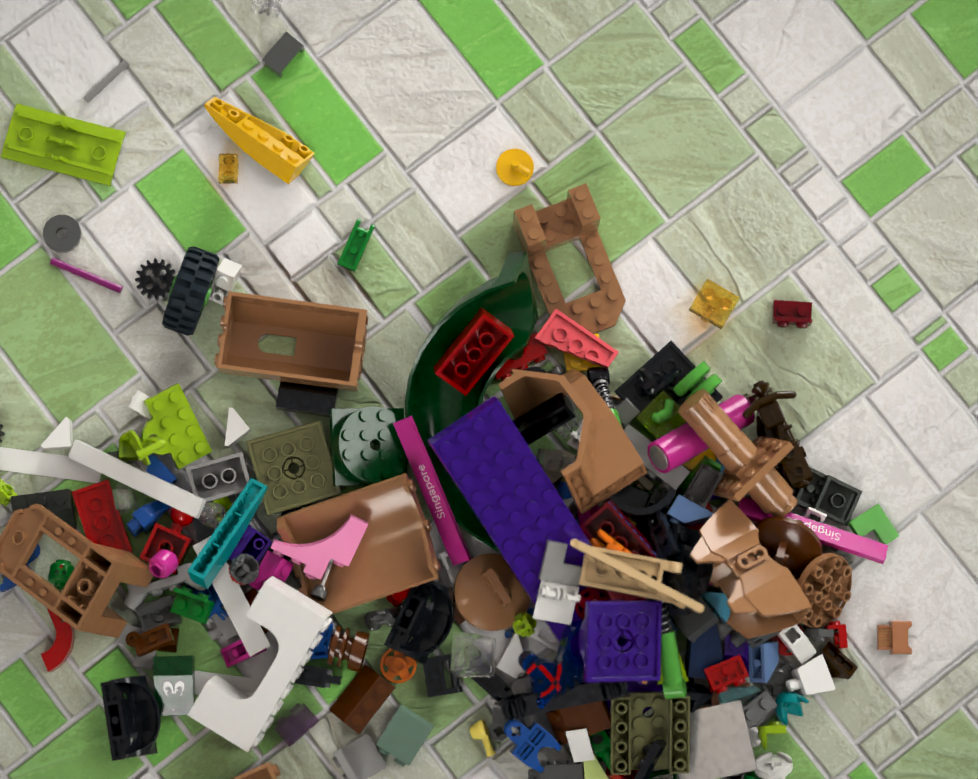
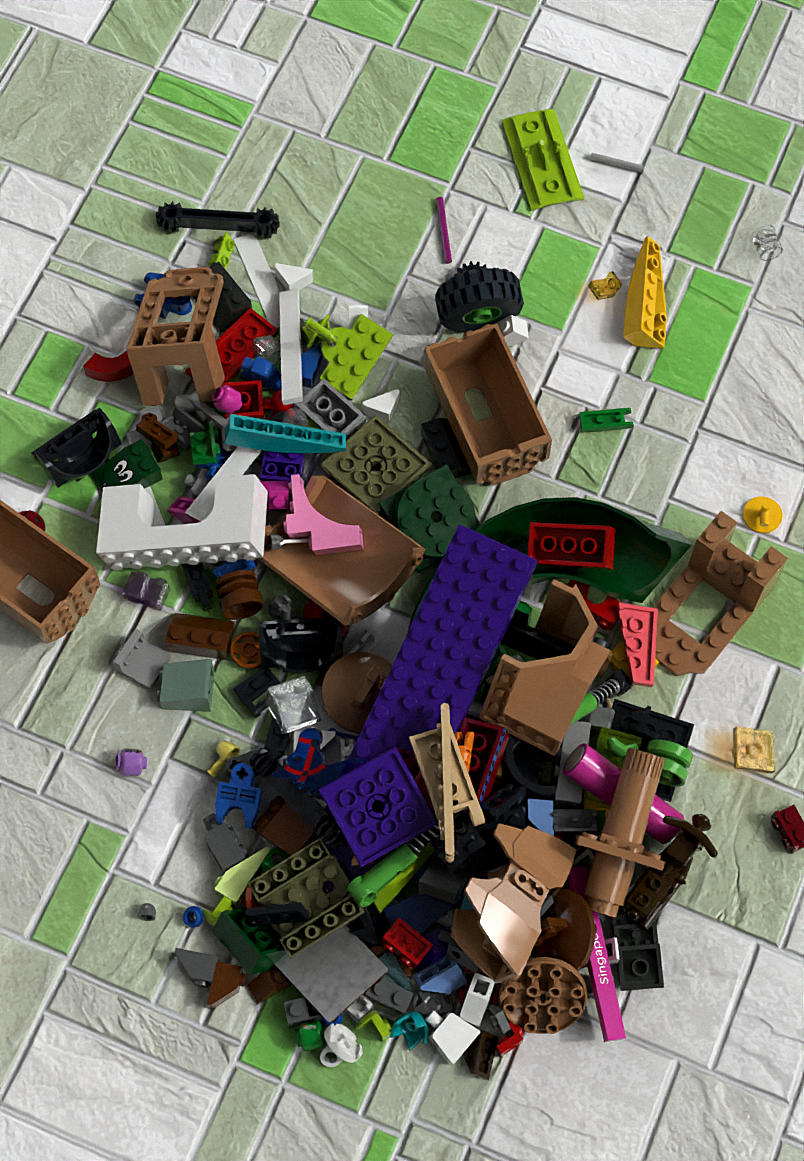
camera: 65 degrees right, 15 degrees down
(51, 229) = (471, 186): dark grey tile -> none
(244, 569) = (260, 464): dark grey piece -> none
(282, 54) = (732, 275): dark grey panel -> none
(432, 490) = (409, 607): dark pink tile -> none
(524, 624) = (347, 734): lime gear -> none
(553, 566) = (412, 706): light grey tile -> none
(556, 602) = (380, 730): white hinge -> none
(580, 745) = (261, 842): white sticker -> none
(875, 521) = (643, 1018): bright green tile -> none
(894, 637) = (539, 1099): nougat piece -> none

